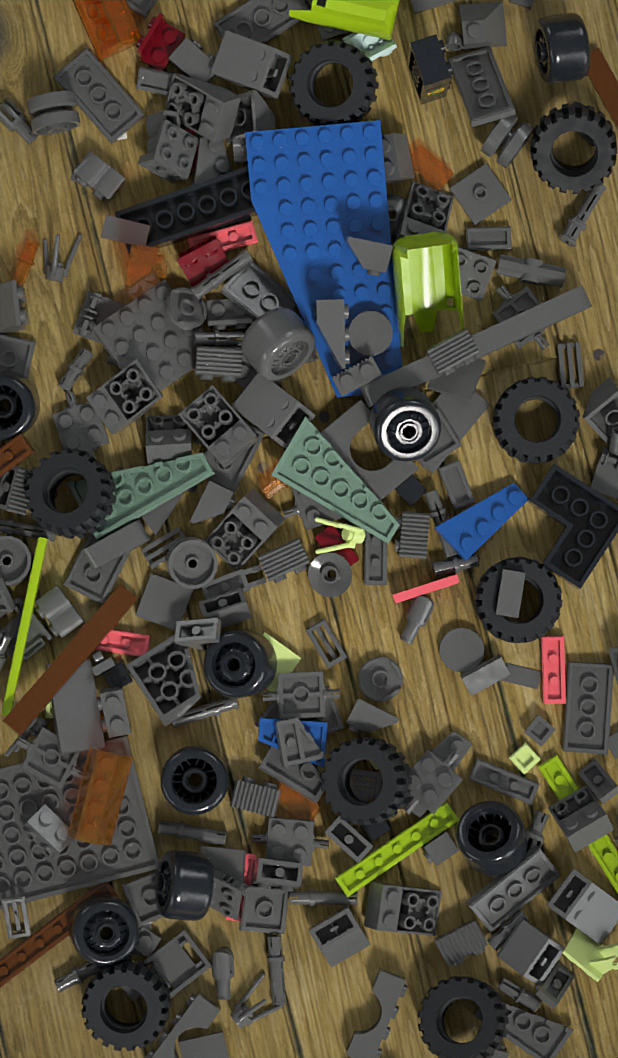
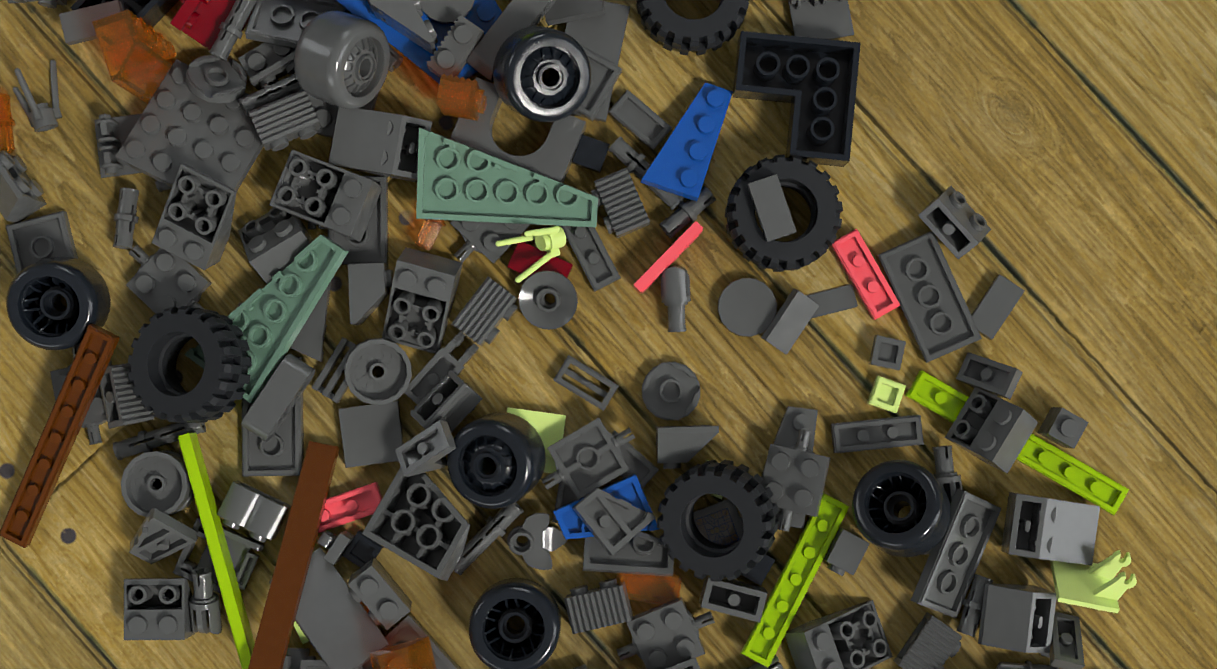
camera: 30 degrees left, 0 degrees up
(239, 734) = (540, 541): none -> dark grey plate
(343, 412) = (461, 97): none -> clear orange brick

